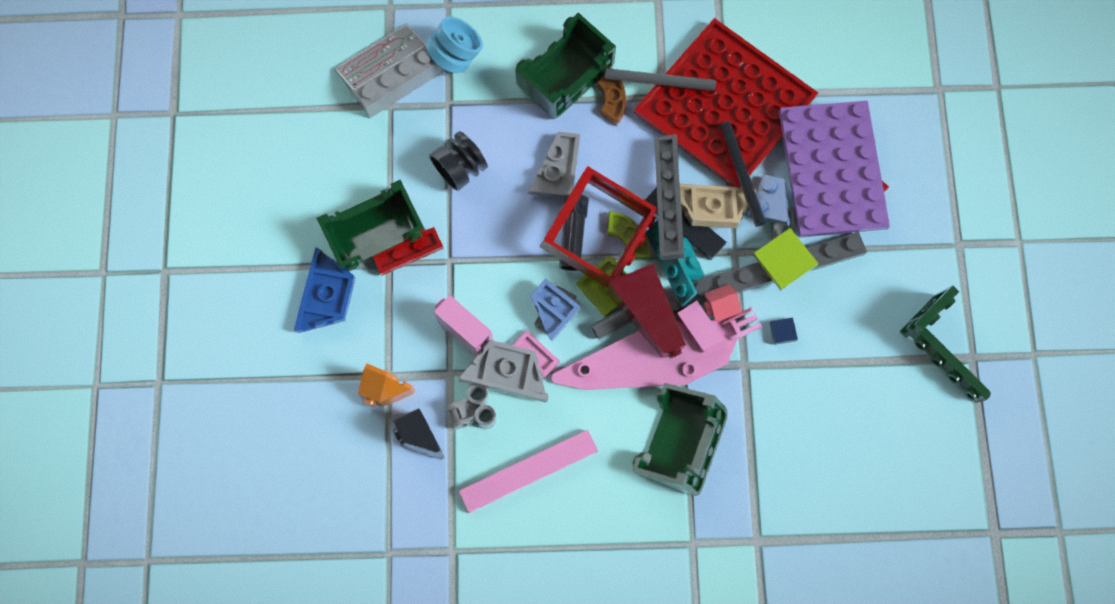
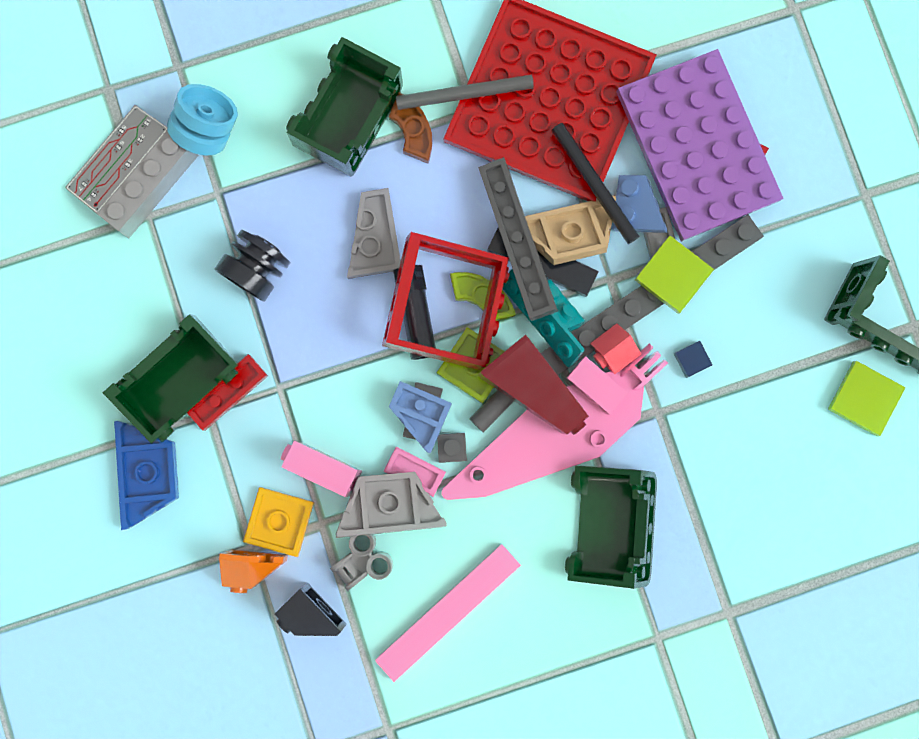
camera: 20 degrees left, 10 degrees up
(416, 361) = (278, 522): none -> yellow tile
(570, 344) = (452, 448): none -> dark grey plate
(917, 402) = (866, 398): none -> lime tile

